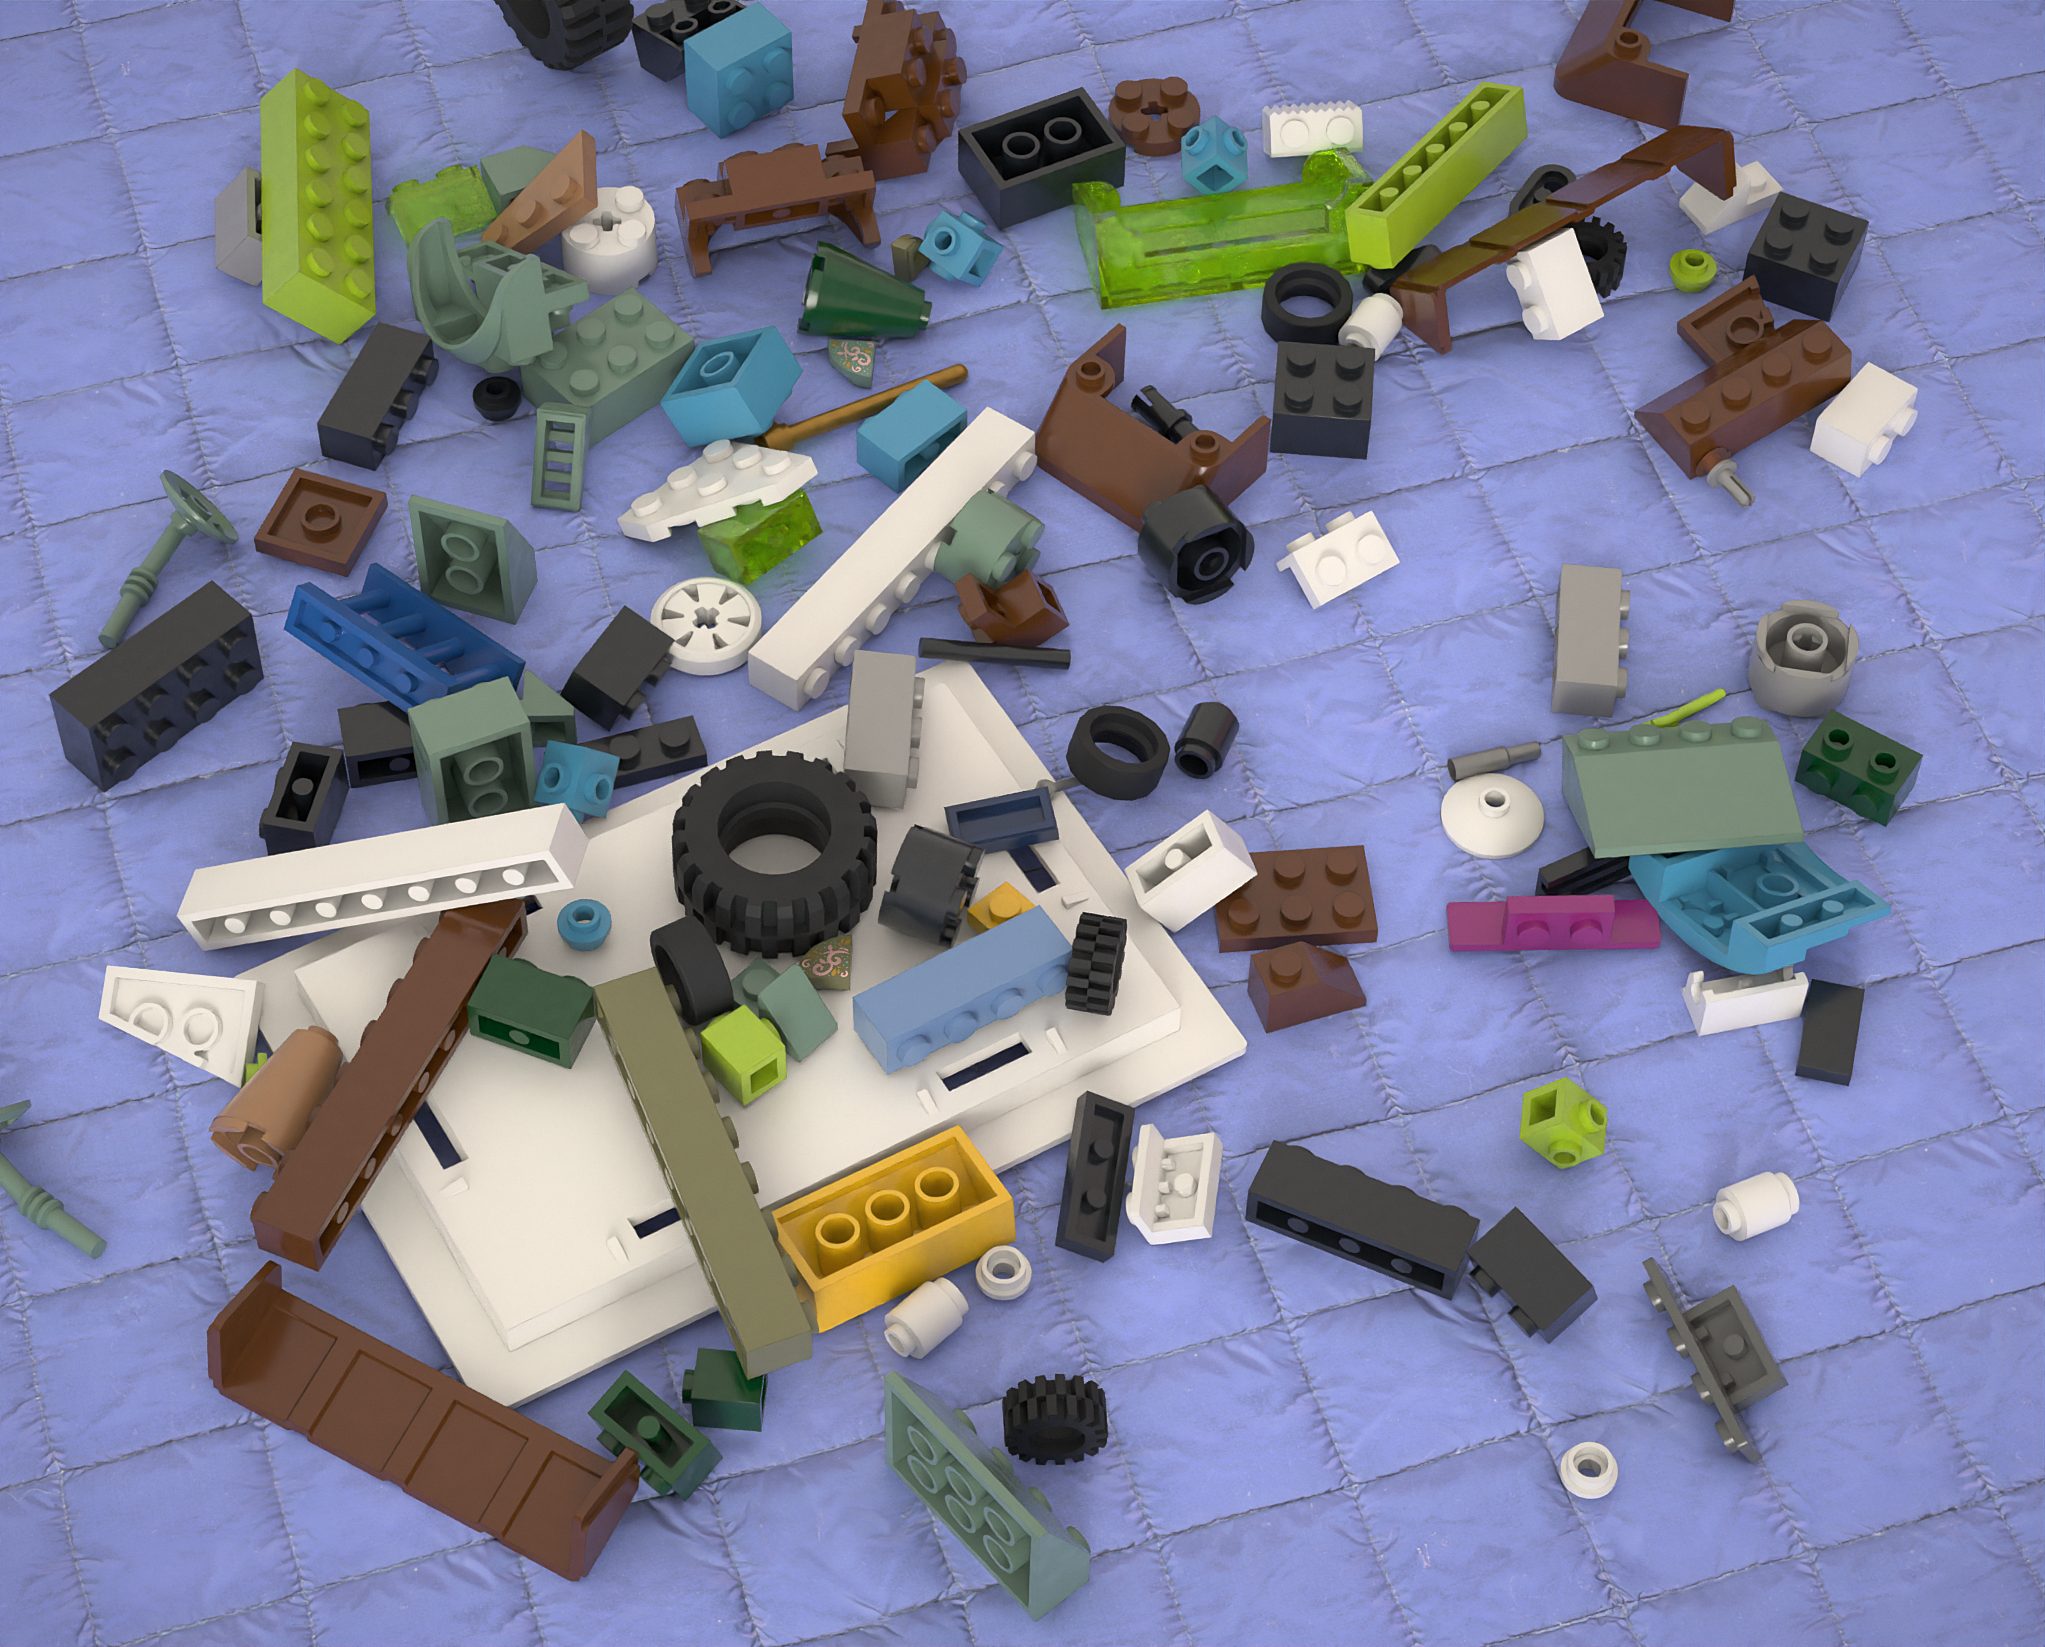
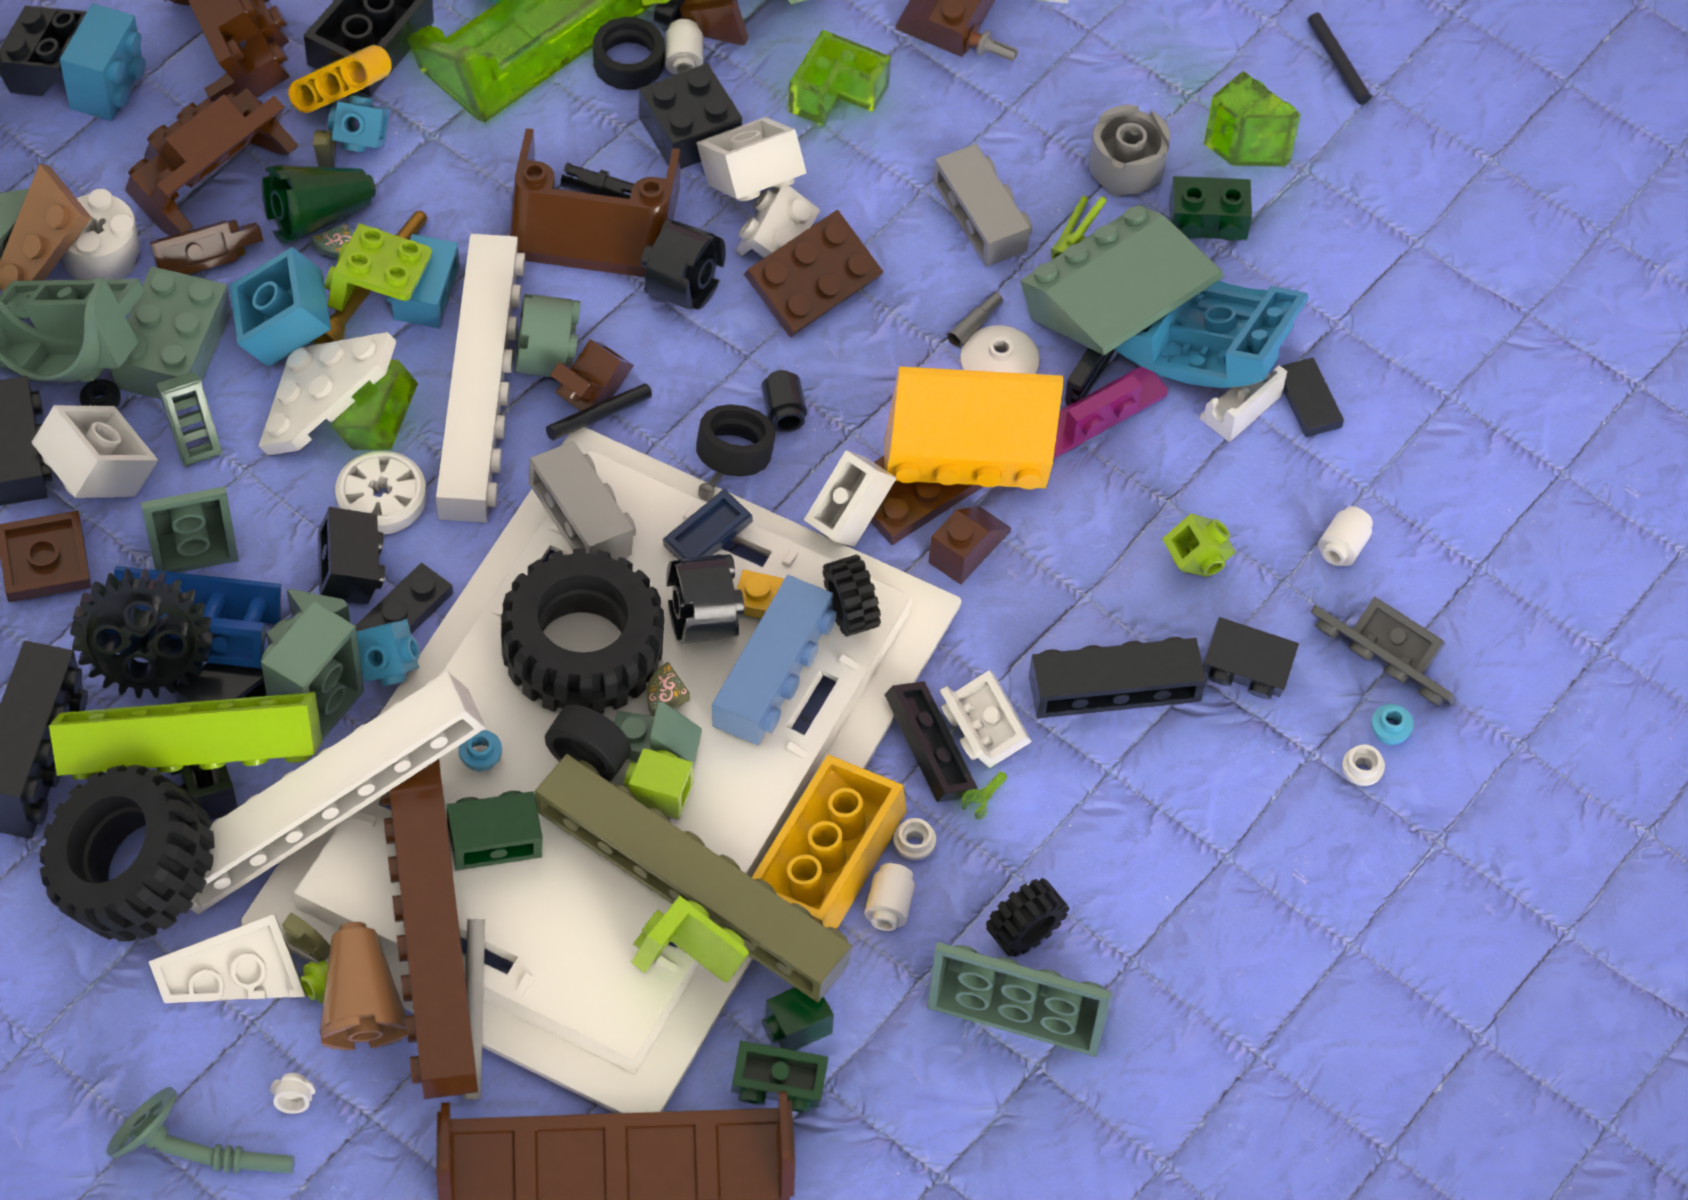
camera: 35 degrees left, 5 degrees up
(152, 1177) = (292, 1093): none -> white plate
(156, 841) = (160, 878): none -> black tyre
(271, 1017) = (305, 938): none -> olive tile
(293, 751) = (187, 734): none -> lime brick
(313, 591) = (115, 609): none -> black gear
(385, 1188) = (474, 990): none -> light grey bar
(437, 439) = (94, 451): none -> white brick
(629, 1201) = (691, 930): none -> lime bracket
(710, 298) = (204, 246): none -> reddish brown hinge
(861, 389) = (378, 264): none -> lime bracket
(965, 187) = (339, 79): none -> yellow beam
(1102, 1261) = (983, 795): none -> clear neon green hand
(1339, 622) = (813, 273): none -> reddish brown plate
(1351, 470) = (752, 158): none -> white brick
(1372, 857) = (972, 427): none -> yellow slope
(1518, 423) = (835, 71): none -> clear neon green brick
(1657, 1456) = (1390, 733): none -> medium azure plate
(1968, 695) = (1251, 124): none -> clear neon green slope

